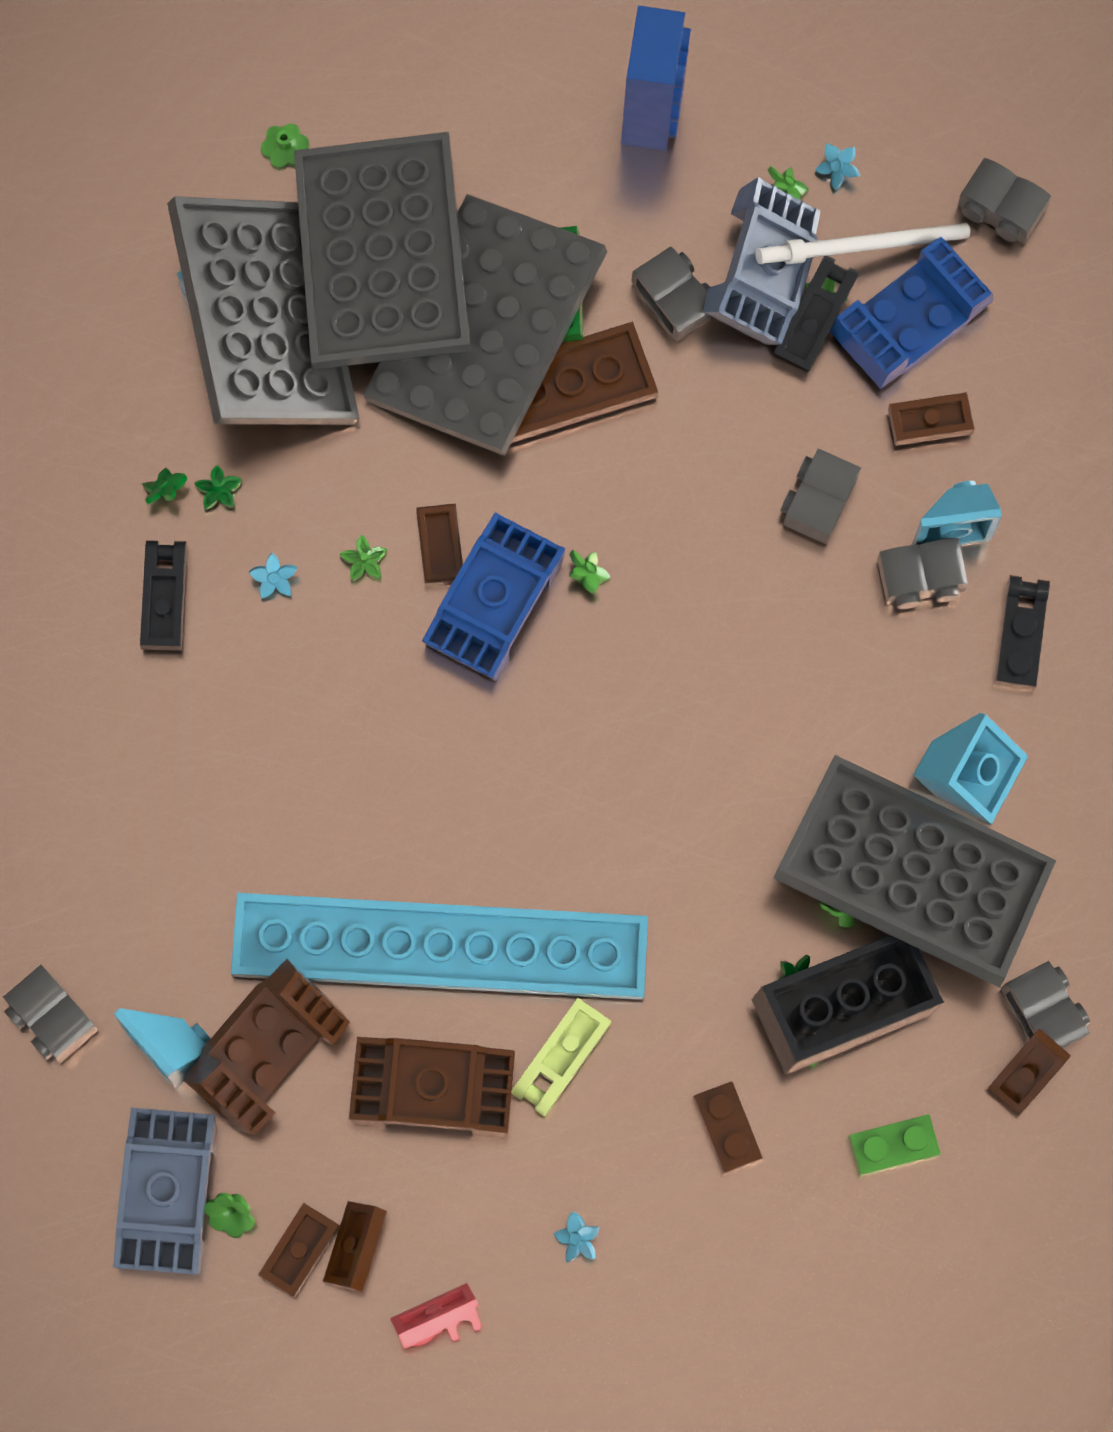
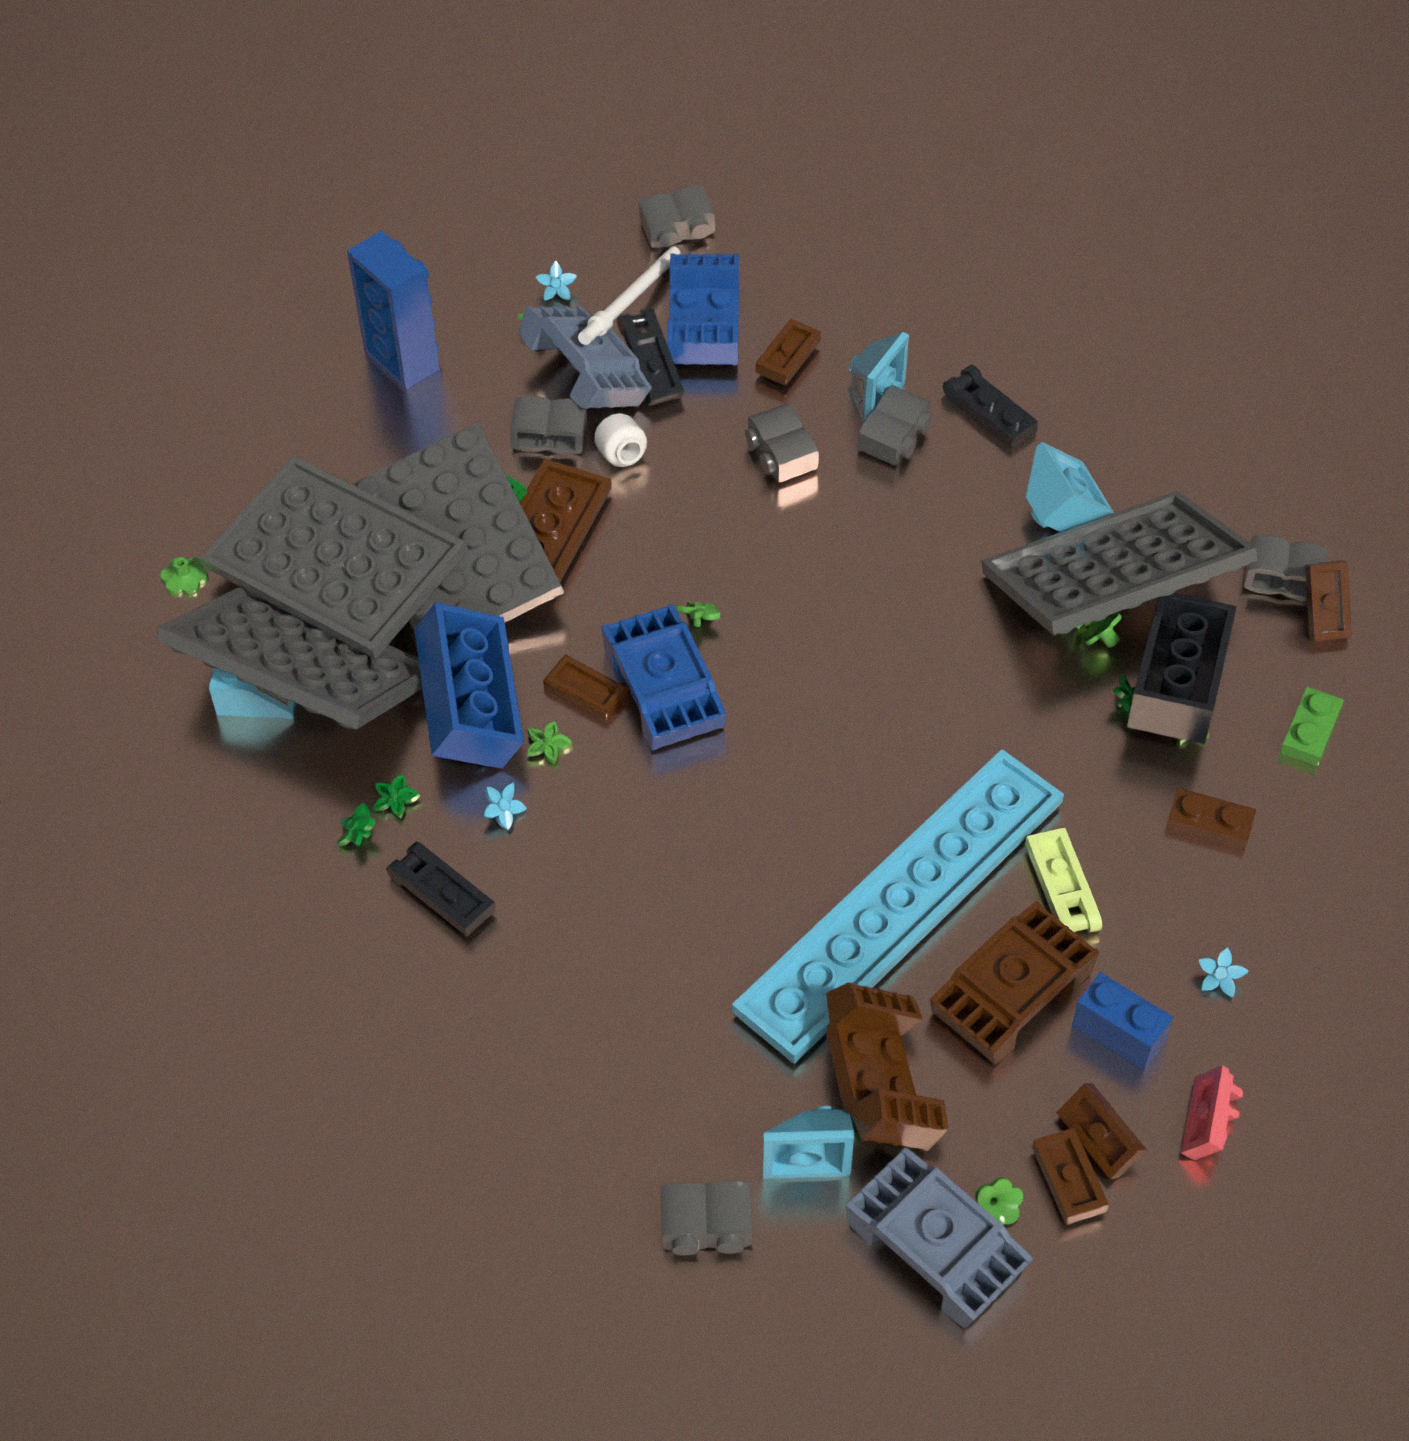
camera: 45 degrees left, 20 degrees down
(347, 461) = (468, 686): none -> blue brick
(463, 1194) = (1122, 1021): none -> blue brick
(707, 365) = (620, 440): none -> white head

